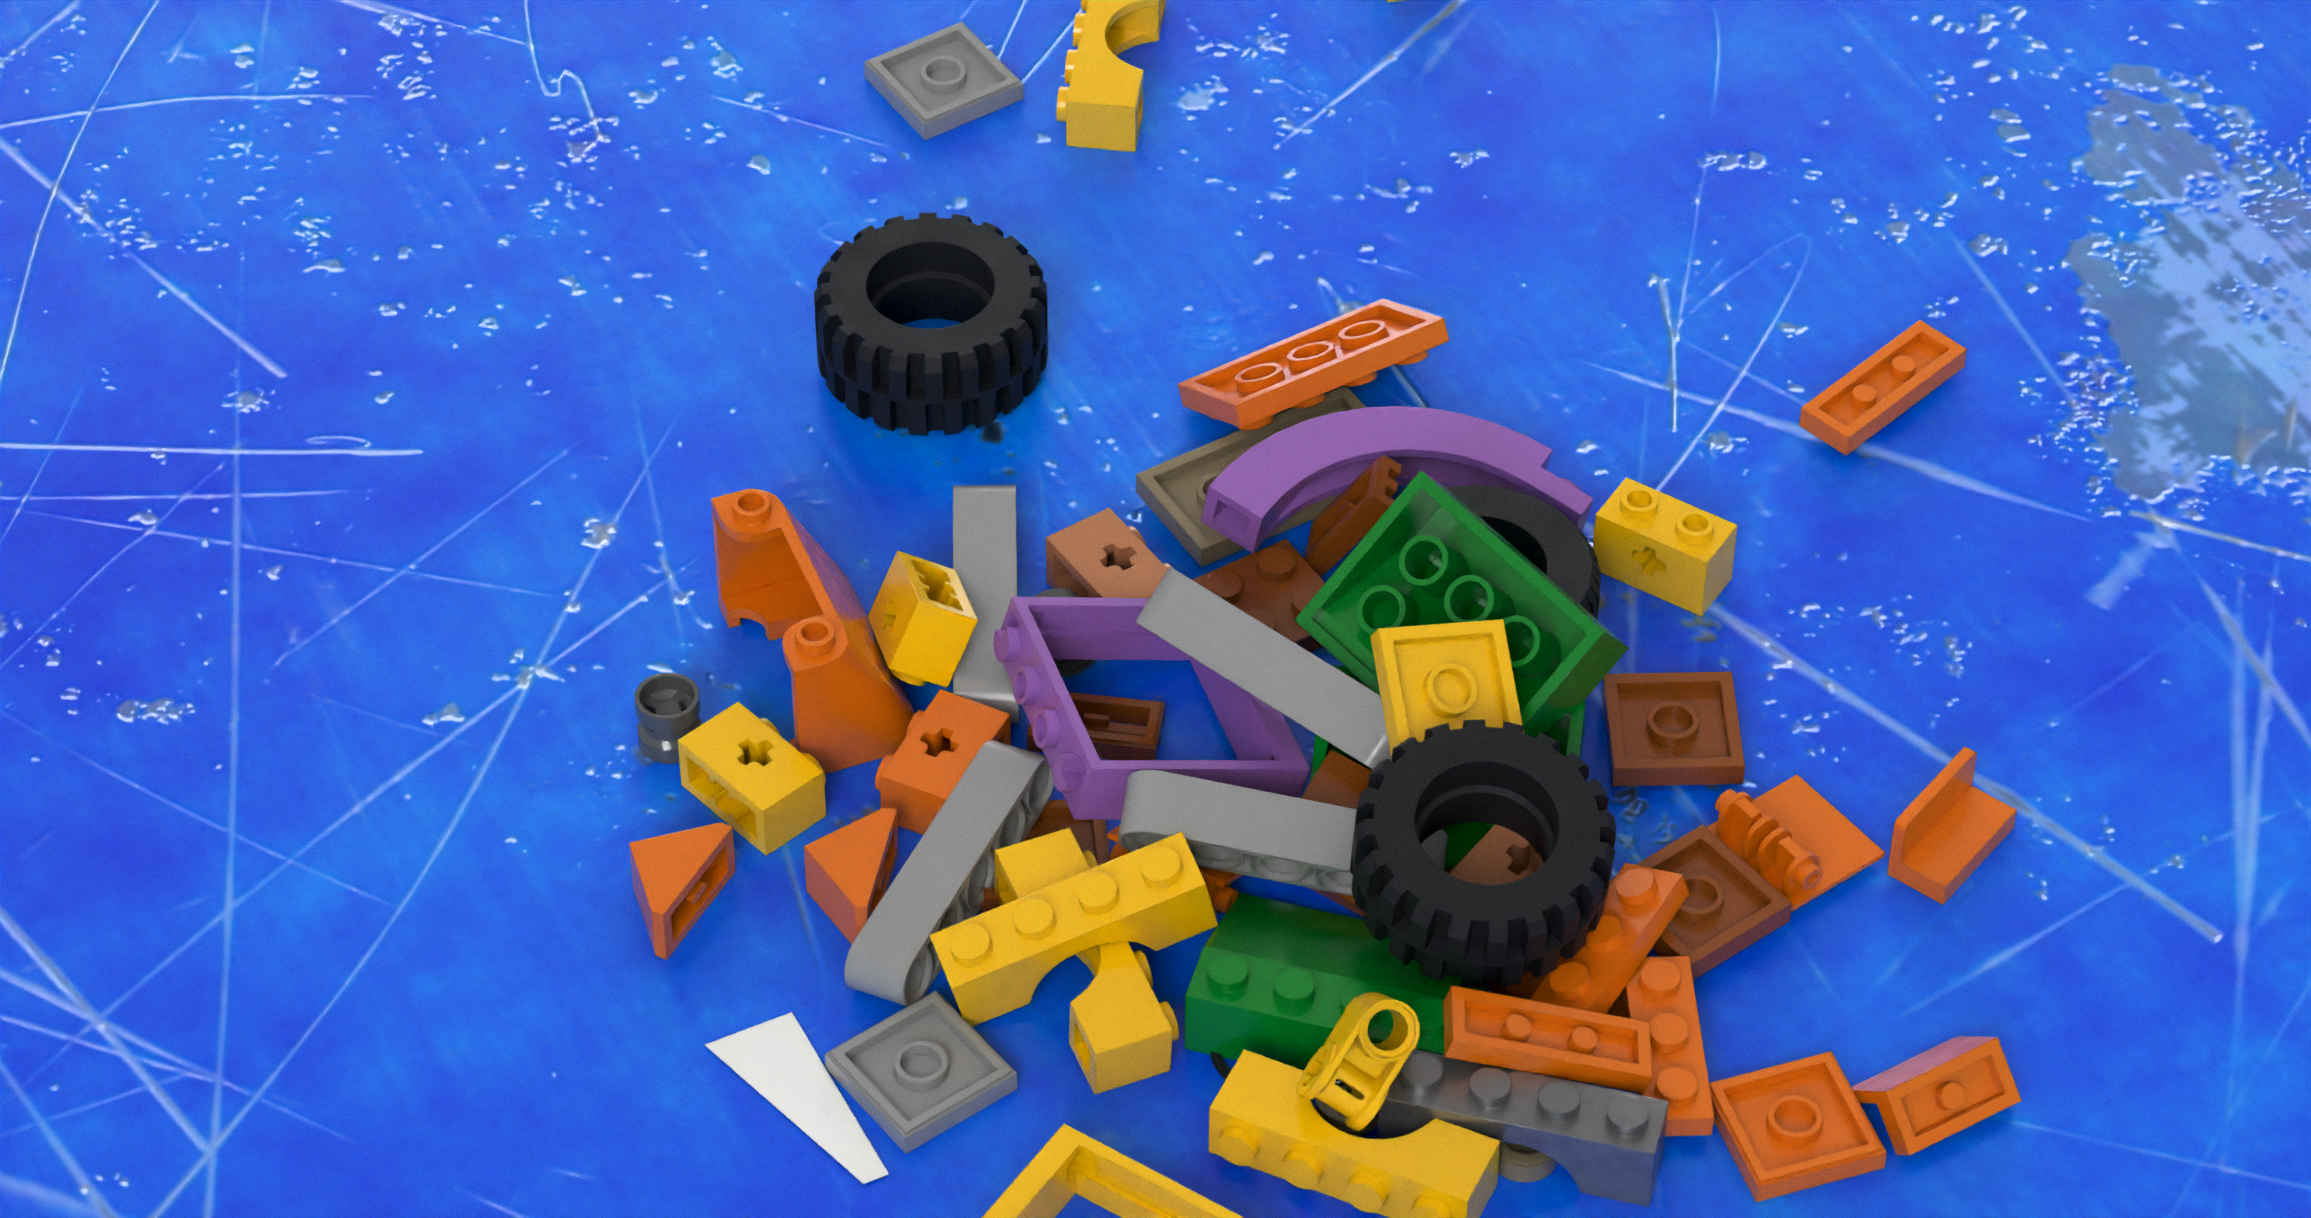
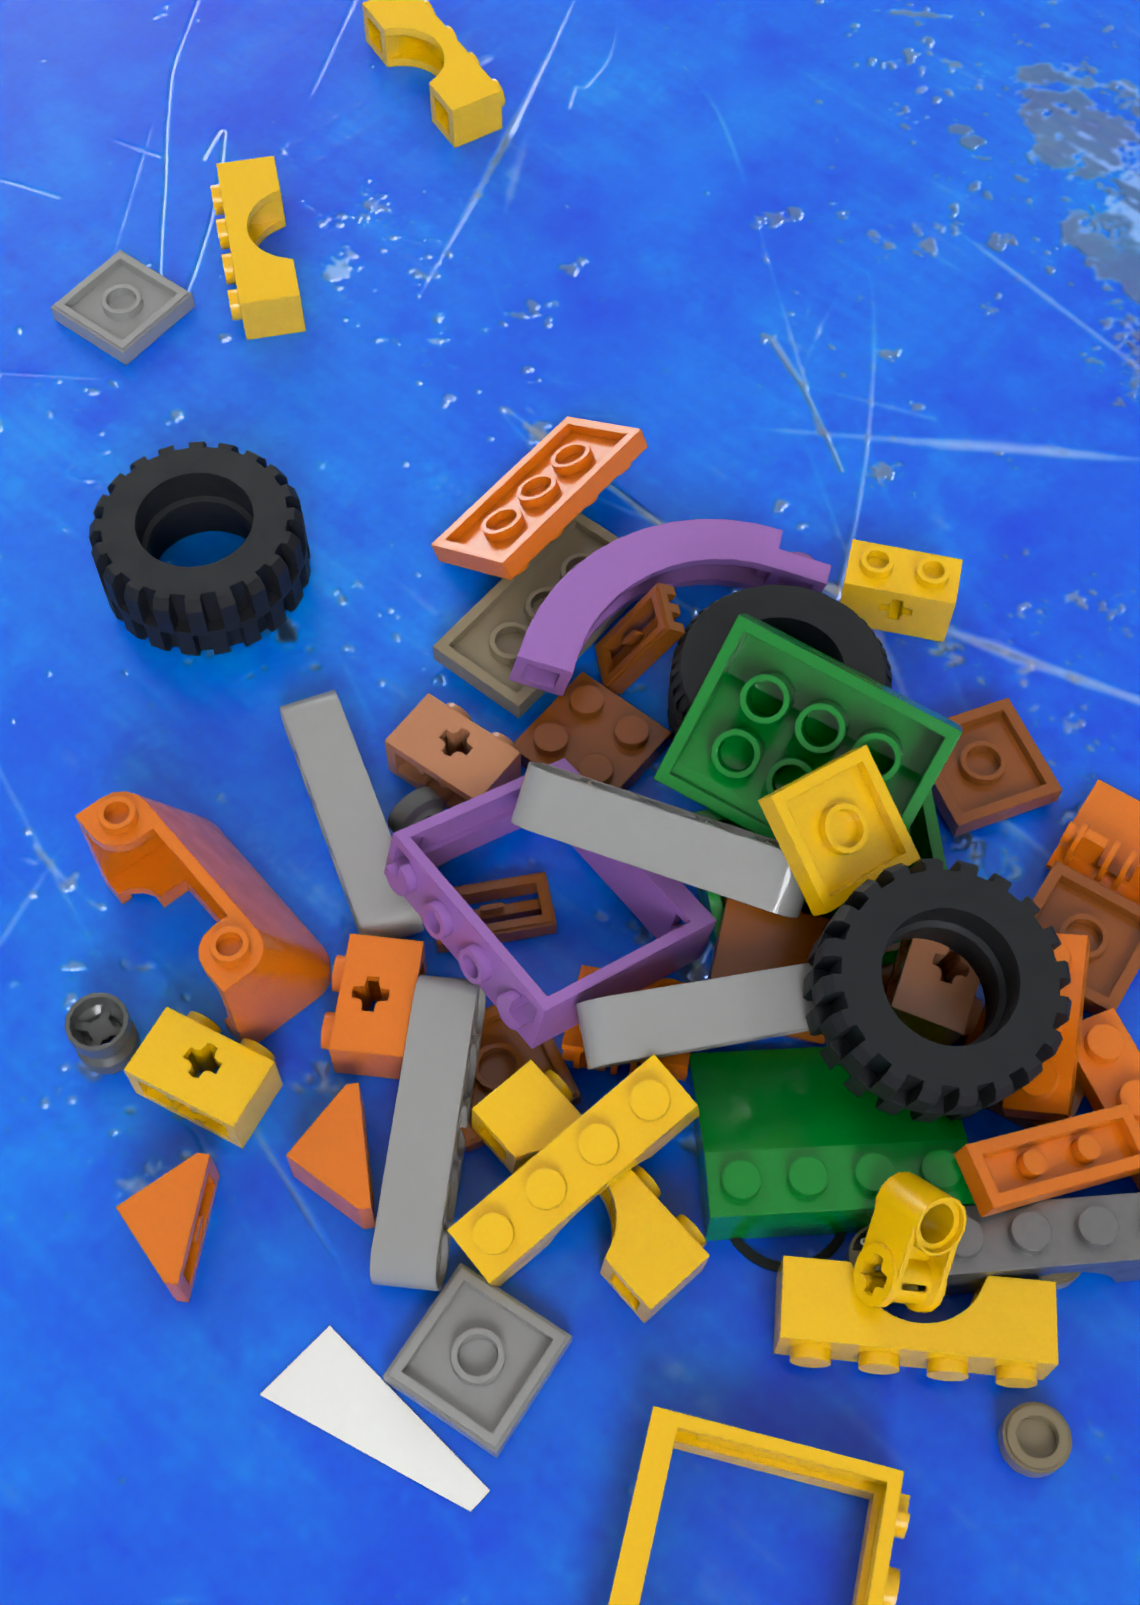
camera: 20 degrees left, 15 degrees up
(922, 620) = (307, 864): yellow brick -> none
(1882, 387) = (993, 391): orange plate -> none

